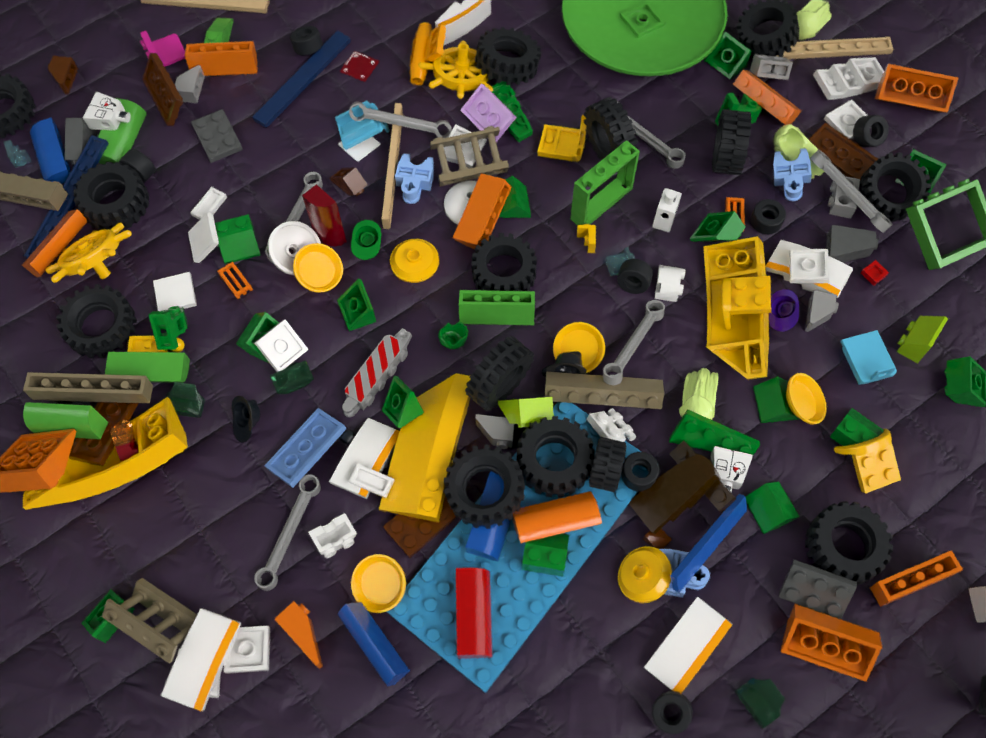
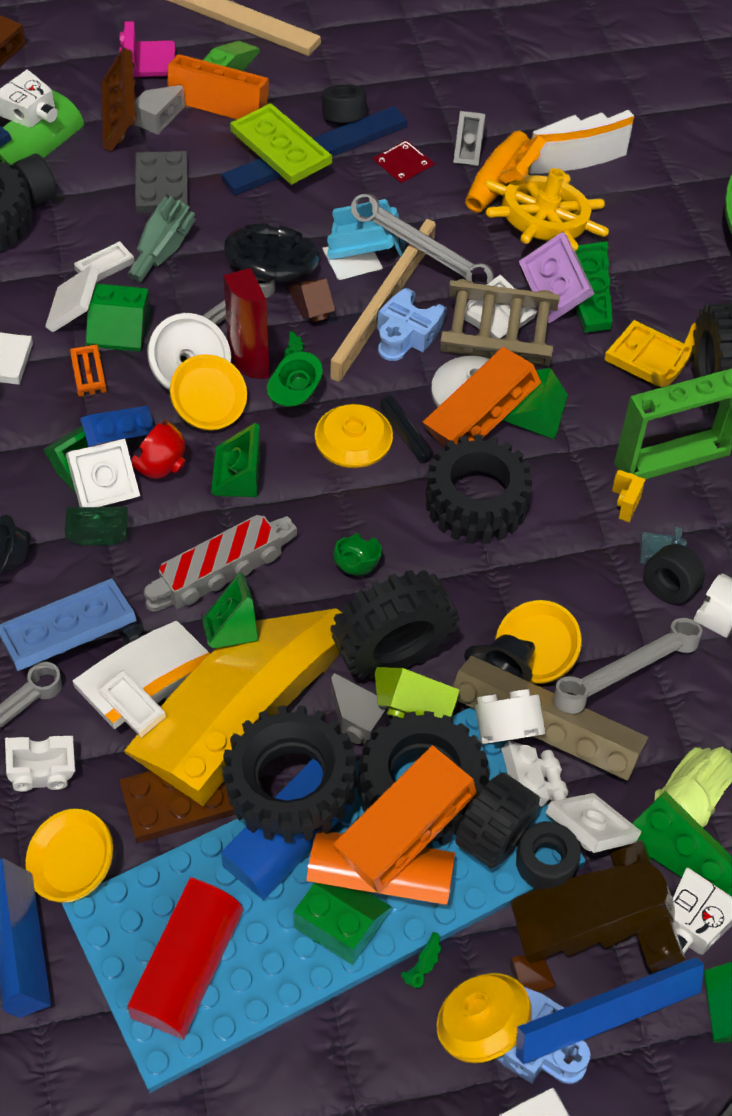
camera: 20 degrees right, 10 degrees down
(237, 173) = (162, 235): none -> sand green piece
(276, 312) = (117, 425): none -> blue plate
(280, 83) = (281, 143): none -> lime plate
(297, 165) = (272, 252): none -> black plate
(309, 317) = (161, 452): none -> red cylinder
(353, 216) = (294, 345): none -> green piece
(394, 37) = (469, 138): none -> light grey slope
(443, 244) = (406, 429): none -> black axle
(497, 307) = (441, 539): bright green brick -> none
(503, 67) = (612, 227): black tyre -> none
(561, 487) = (405, 818): none -> orange brick
(586, 402) = (510, 717): none -> white cylinder
(599, 555) = (427, 959): none -> green piece
(654, 441) = (593, 822): none -> white plate

